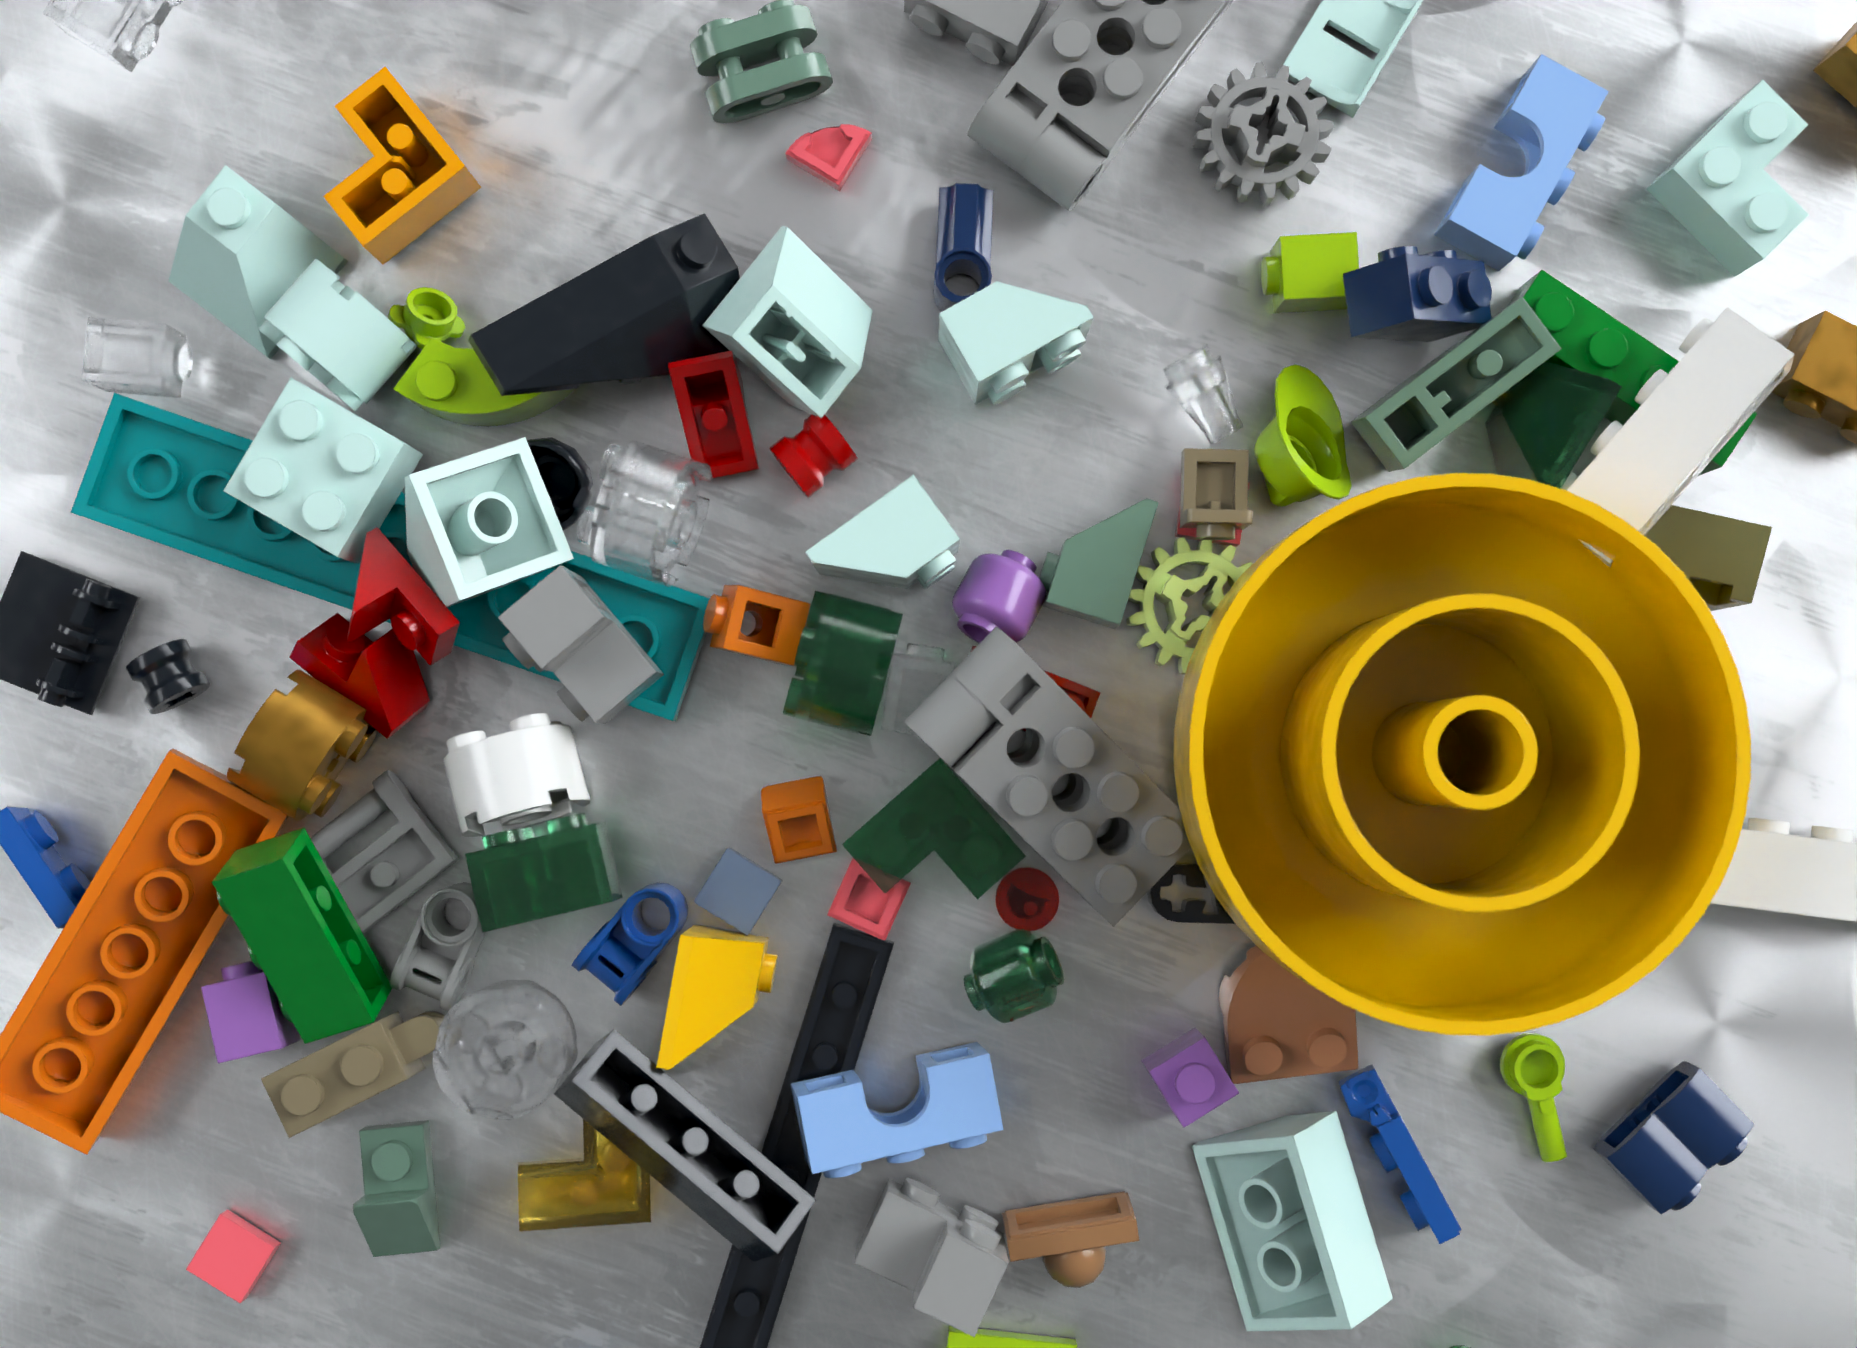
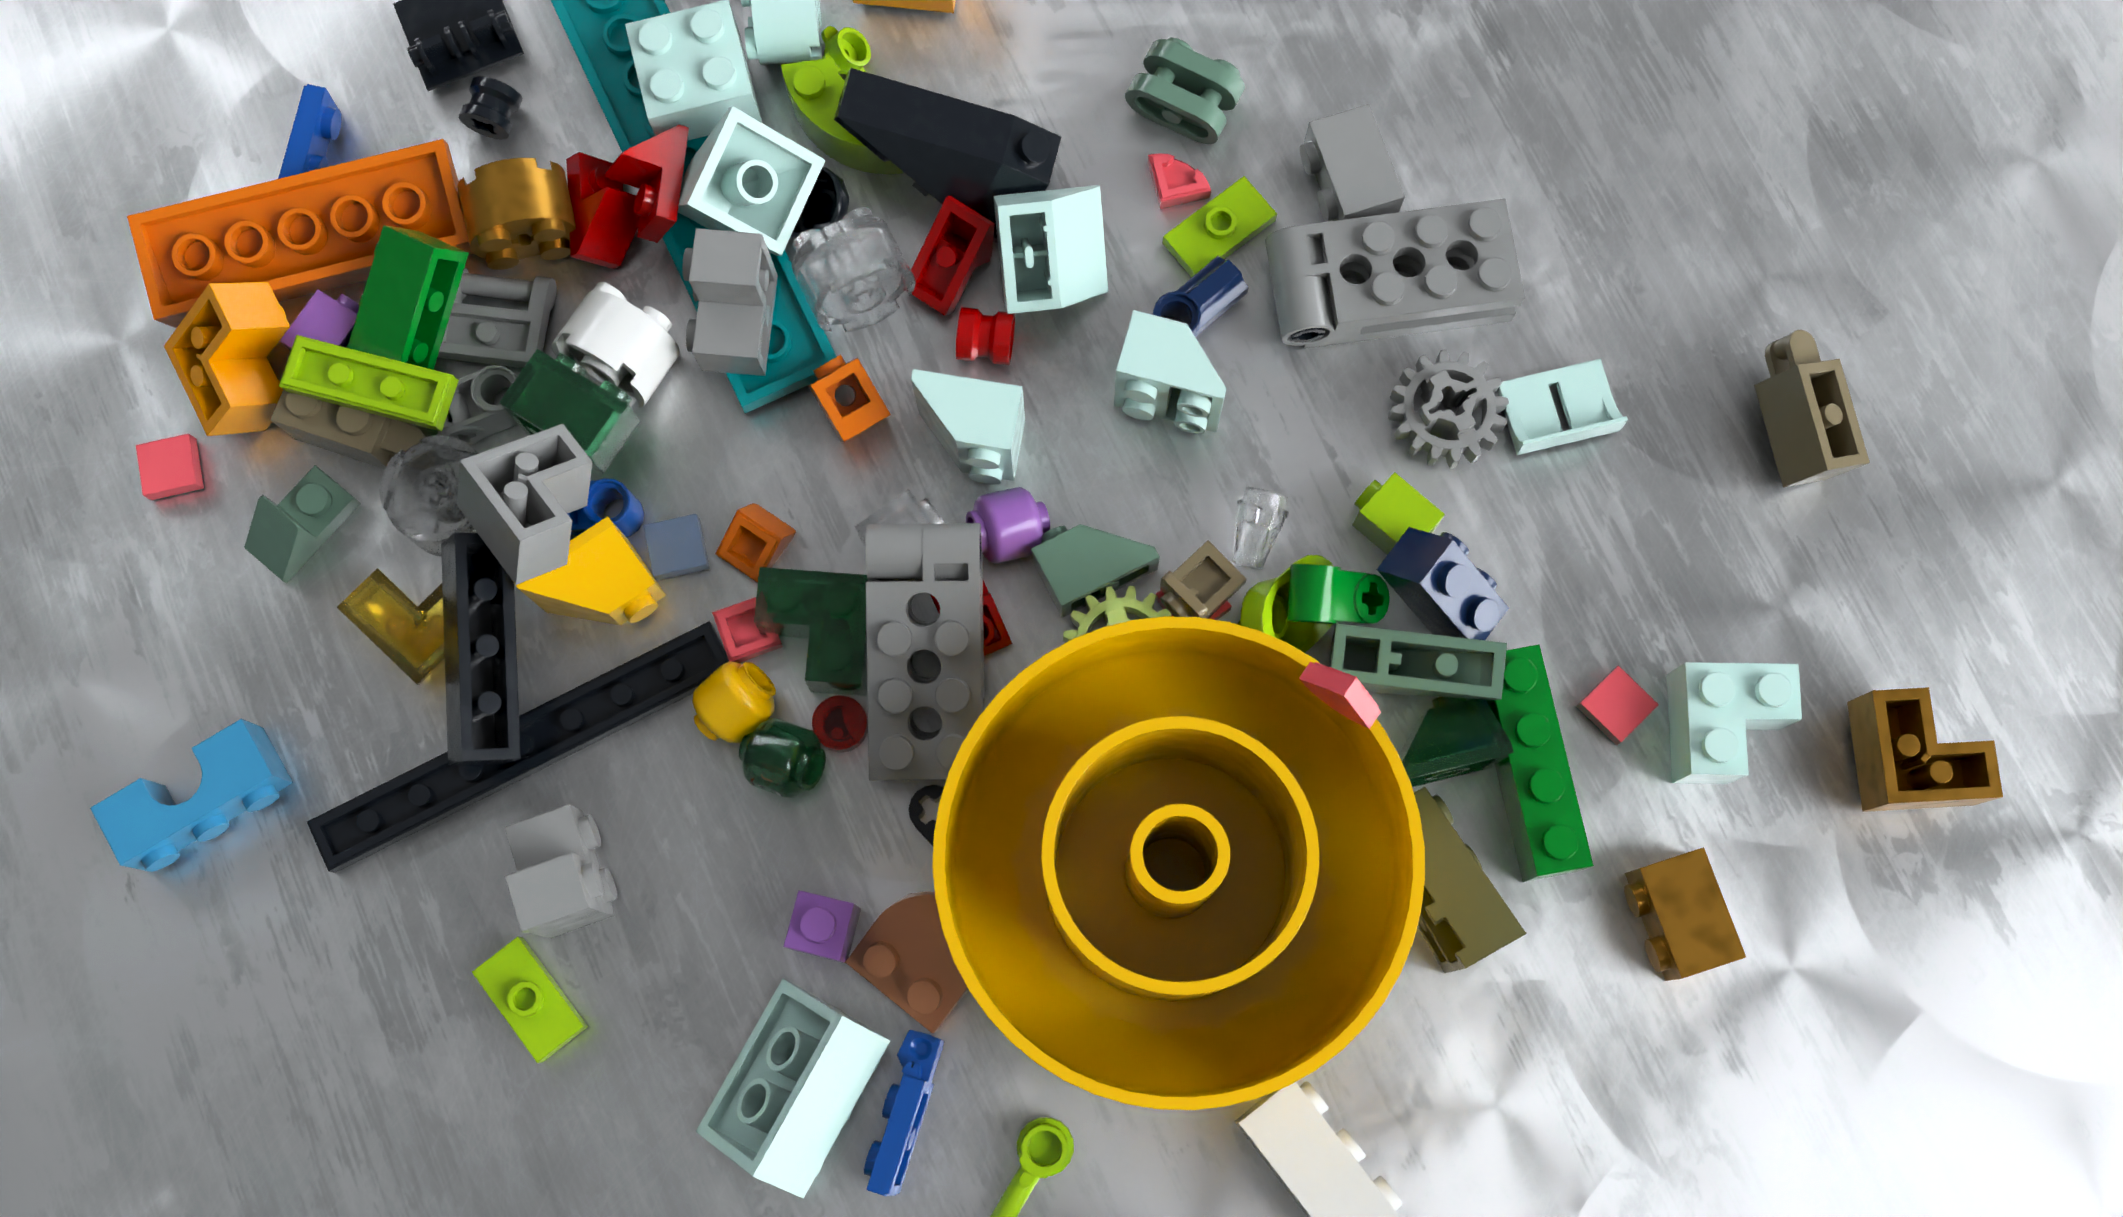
camera: 50 degrees right, 10 degrees down
(187, 1126) = (224, 354): none -> light orange brick
(345, 1025) = (368, 383): none -> lime tile
(596, 1001) = (523, 497): none -> light grey brick
(842, 663) = (872, 465): clear green brick -> none
(910, 159) = (1220, 227): none -> lime plate
(927, 971) = (733, 701): none -> yellow head
(952, 1106) = (584, 740): light blue arch -> none
(1071, 1235) = (650, 953): medium nougat tile -> none
(1334, 397) = (1335, 595): none -> green piece
(1474, 486) = (1341, 693): none -> coral tile
(1549, 119) = (1550, 594): light blue arch -> none
(1635, 255) = (1617, 705): none -> coral tile
(1681, 421) = (1525, 812): white brick -> none

